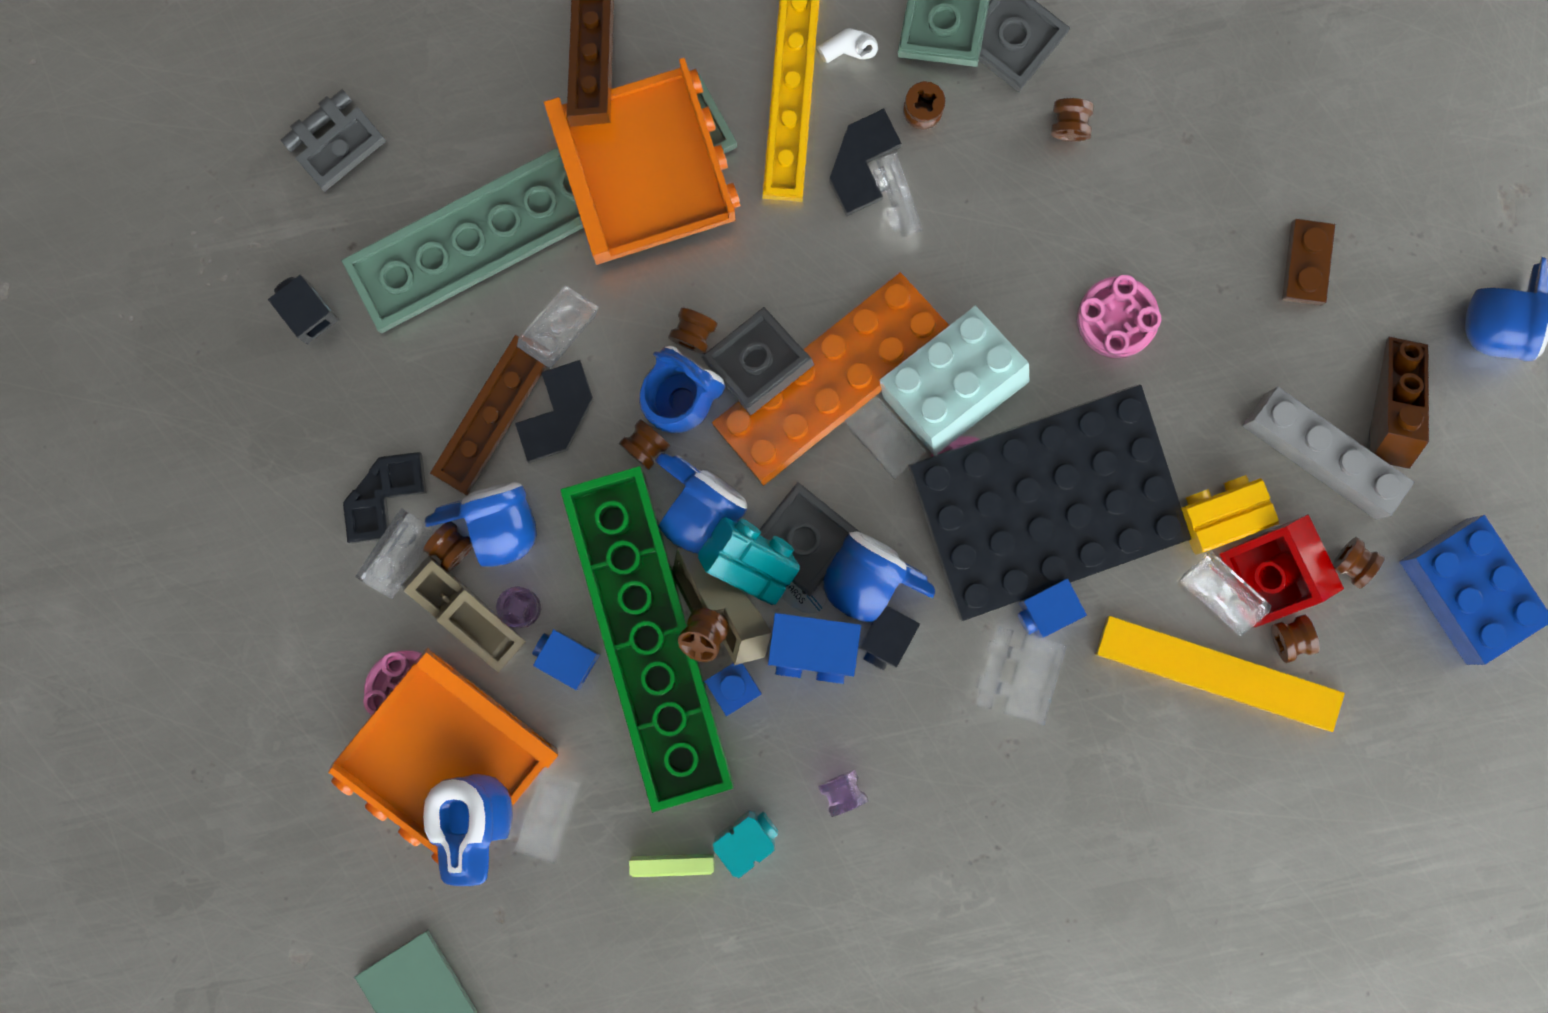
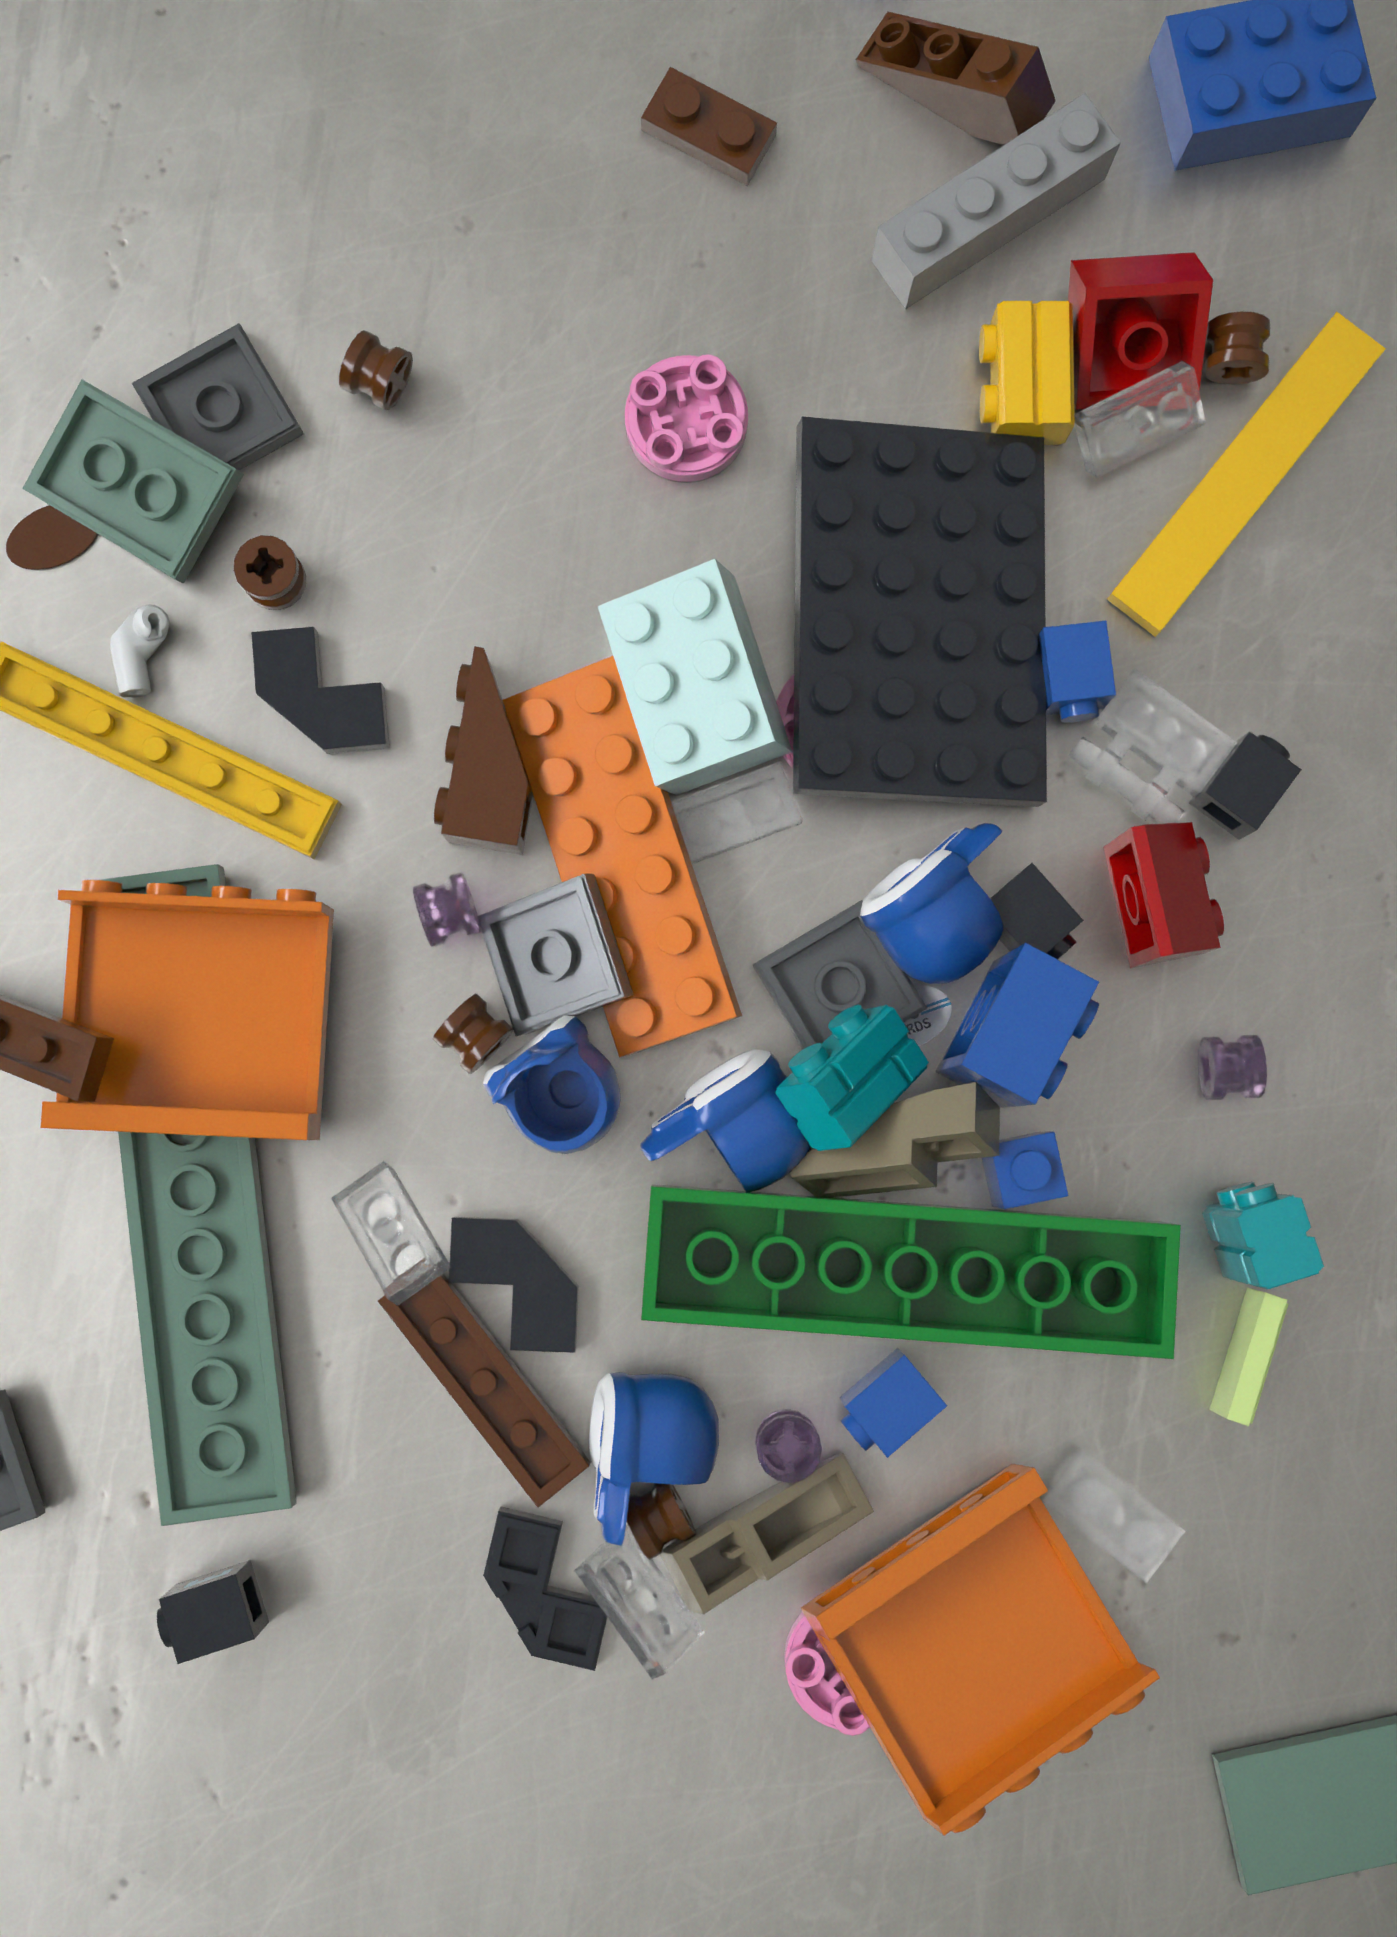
camera: 70 degrees left, 0 degrees up
(462, 821) = (1067, 1623): blue piece -> none
(644, 444) = (615, 1168): reddish brown wheel -> none
(703, 635) = (942, 1185): reddish brown wheel -> none
(761, 286) = (446, 909): none -> clear purple wheel
(843, 283) = (488, 784): none -> reddish brown slope
(891, 179) = (415, 660): clear plate -> none
(933, 713) = (1163, 893): none -> red slope
(1021, 740) = (1247, 785): none -> black brick
(1358, 562) = (1162, 220): reddish brown wheel -> none

